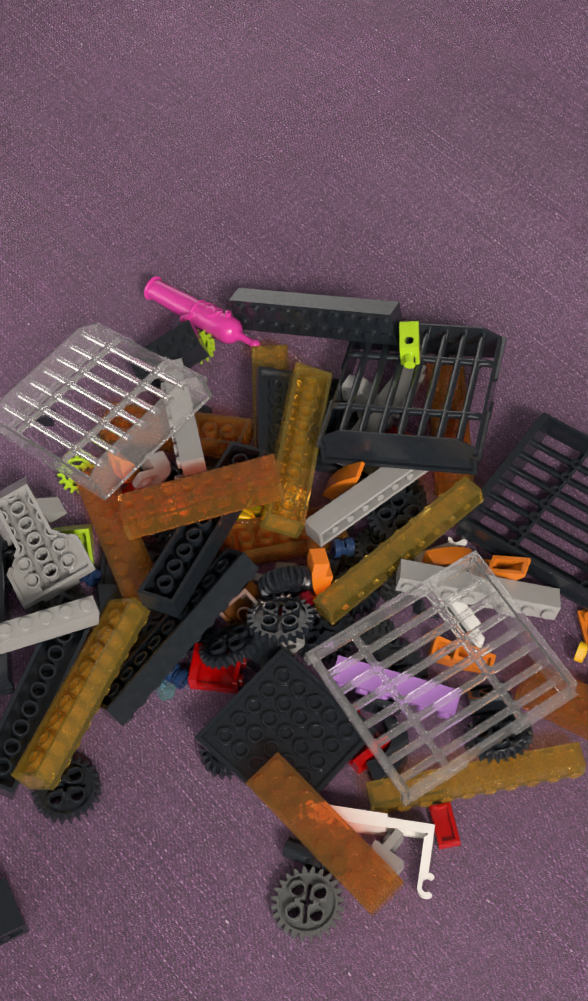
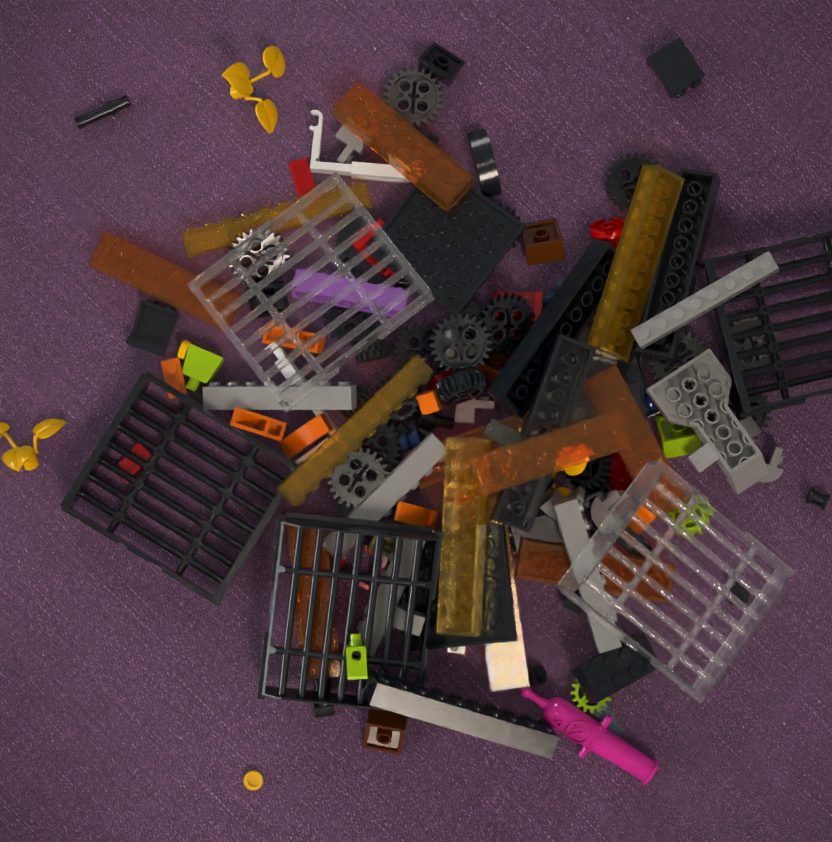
camera: 175 degrees right, 30 degrees up
(105, 738) = (607, 230): none -> red tile
(178, 735) = (542, 242): none -> reddish brown slope
(233, 824) = (484, 163): none -> black arch
(243, 362) = (537, 675): none -> black tile
(247, 538) = (501, 433): none -> clear light blue tile
(270, 942) = (441, 64): none -> black slope
(512, 300) = (253, 780): none -> yellow tile
(514, 925) = (241, 86): none -> yellow plant
(564, 634) = (200, 366): none -> lime torso

